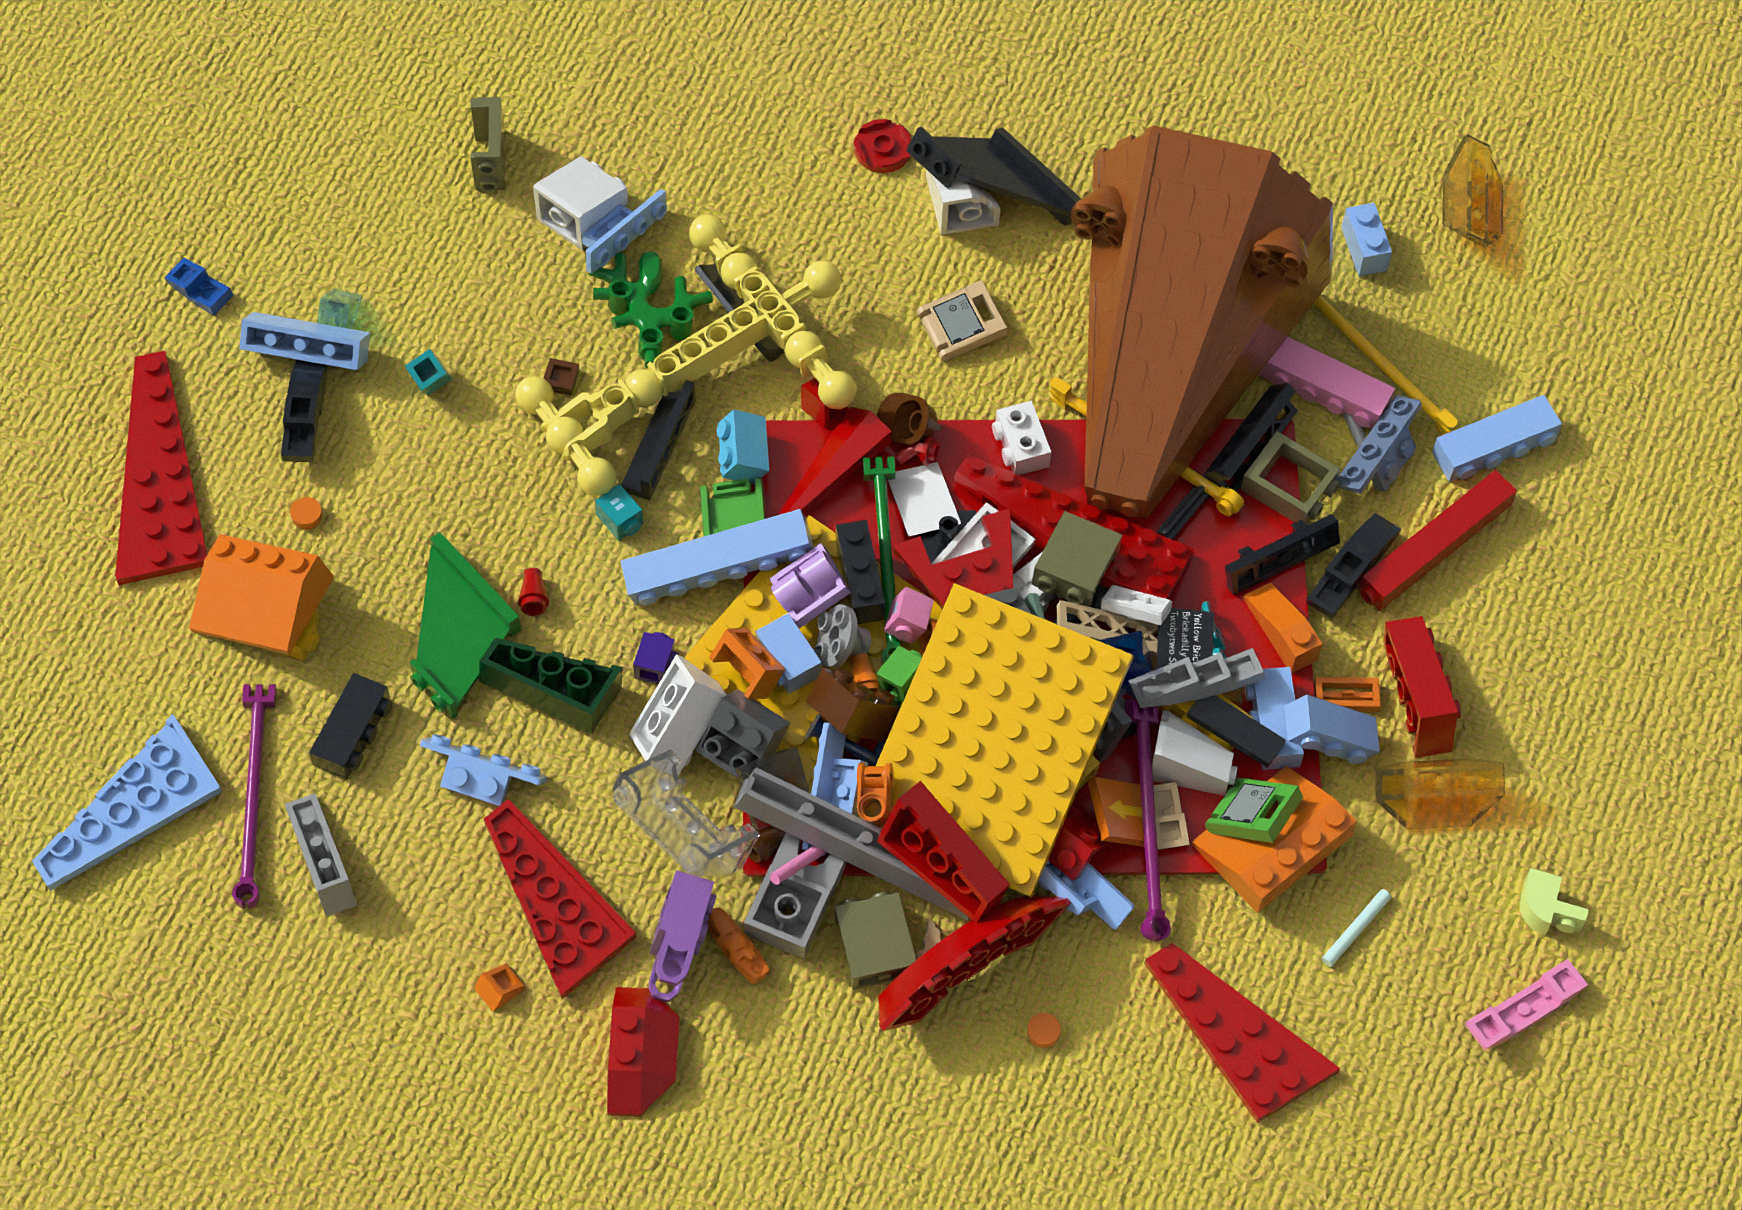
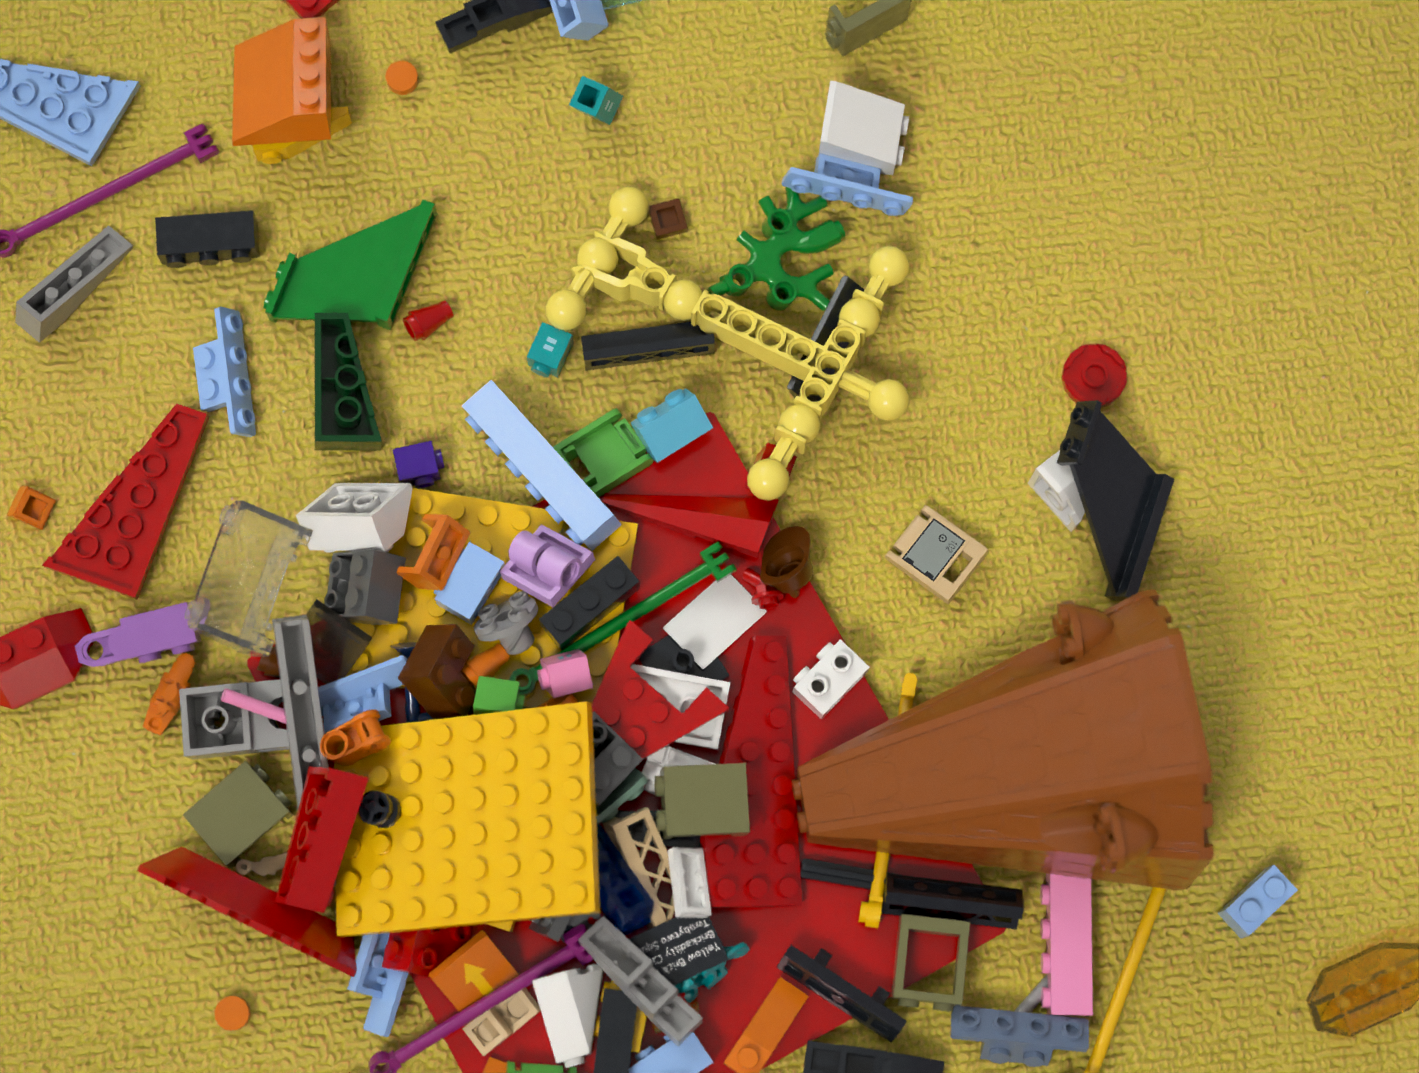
camera: 60 degrees right, 15 degrees up
(942, 792) = (372, 805): none -> black wheel

